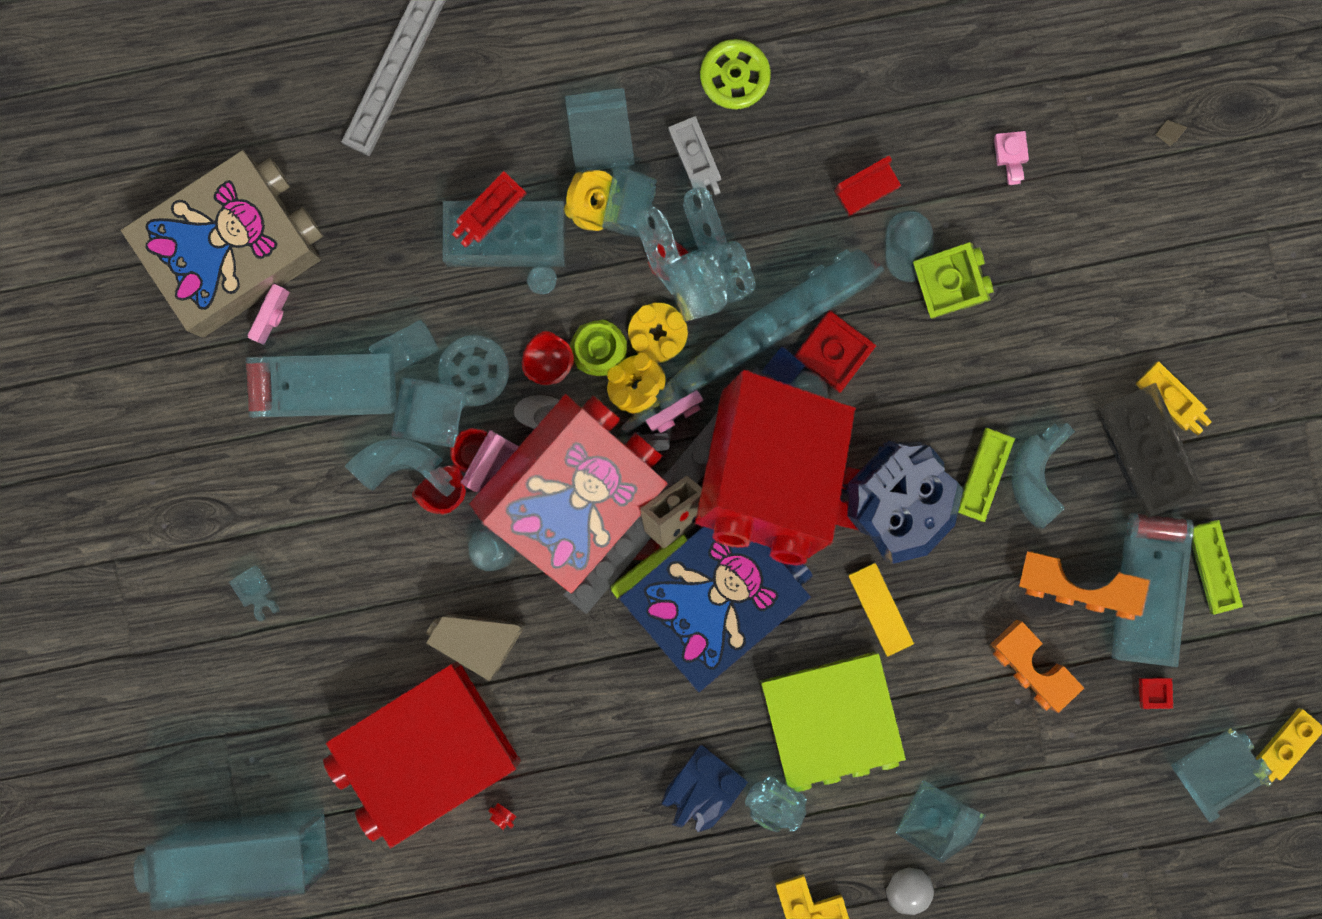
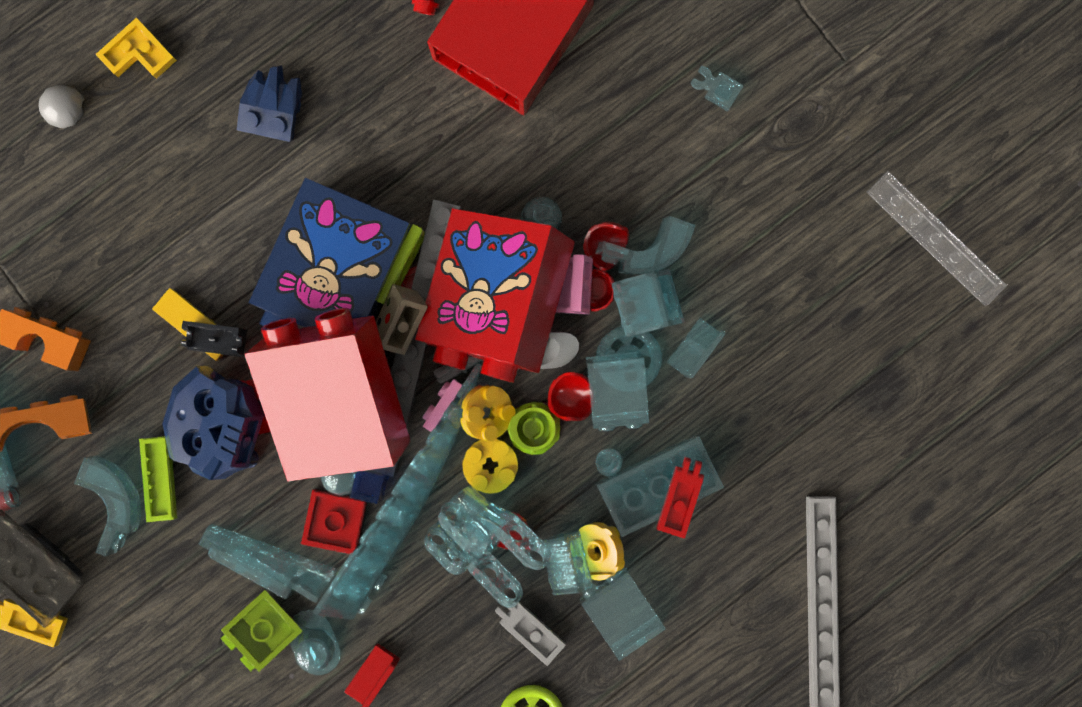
camera: 150 degrees right, 0 degrees up
(117, 341) = (936, 238): none -> clear tile
(224, 242) = (891, 362): brick -> none
(269, 314) = (822, 321): bright pink plate -> none
(321, 385) = (748, 283): clear light blue hinge -> none
(475, 641) = (514, 134): dark tan slope -> none
(499, 343) = (617, 391): none -> clear light blue panel
(771, 792) = (202, 121): clear light blue plate -> none
(833, 721) = (188, 213): lime panel -> none
(865, 583) = (214, 338): none -> black hinge
(918, 341) = (267, 565): none -> clear light blue wedge
(939, 822) = (61, 172): clear light blue slope -> none

